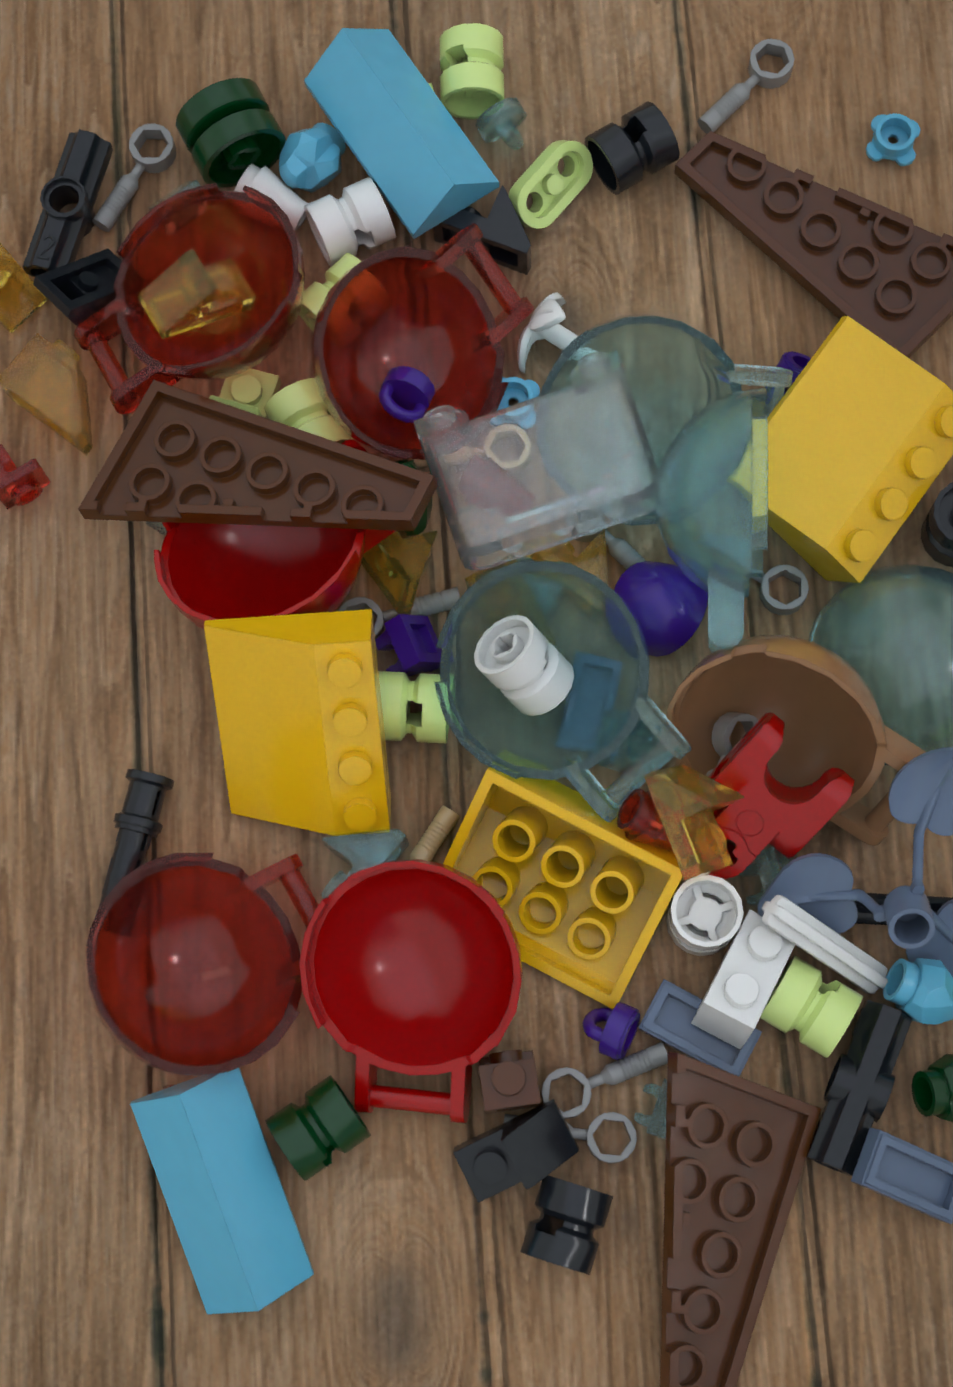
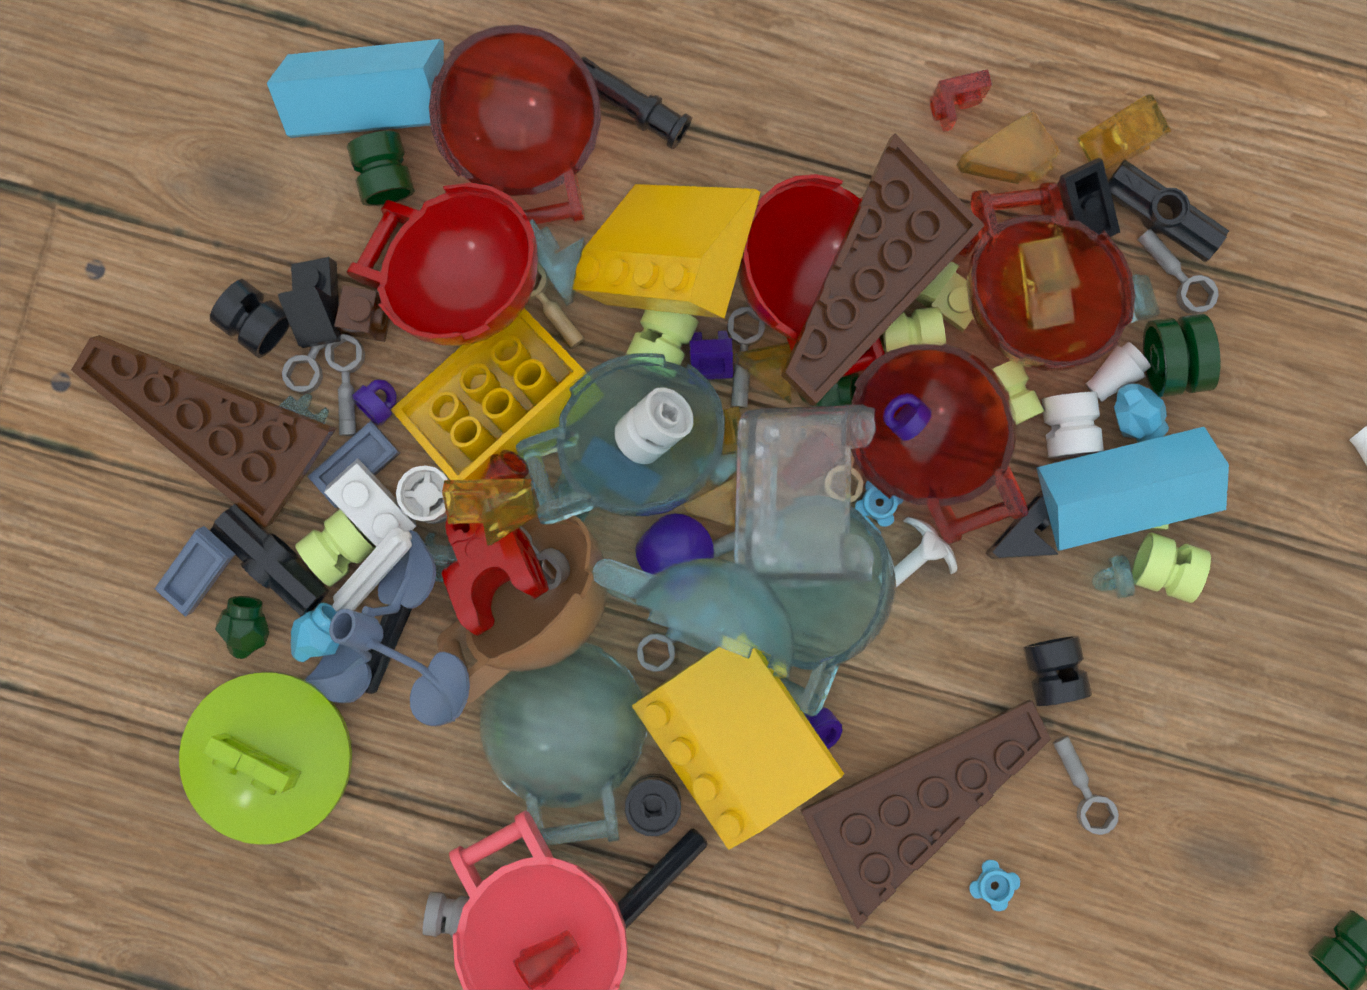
camera: 105 degrees right, 10 degrees up
(548, 187) = (1049, 595): yellowish green plate -> none

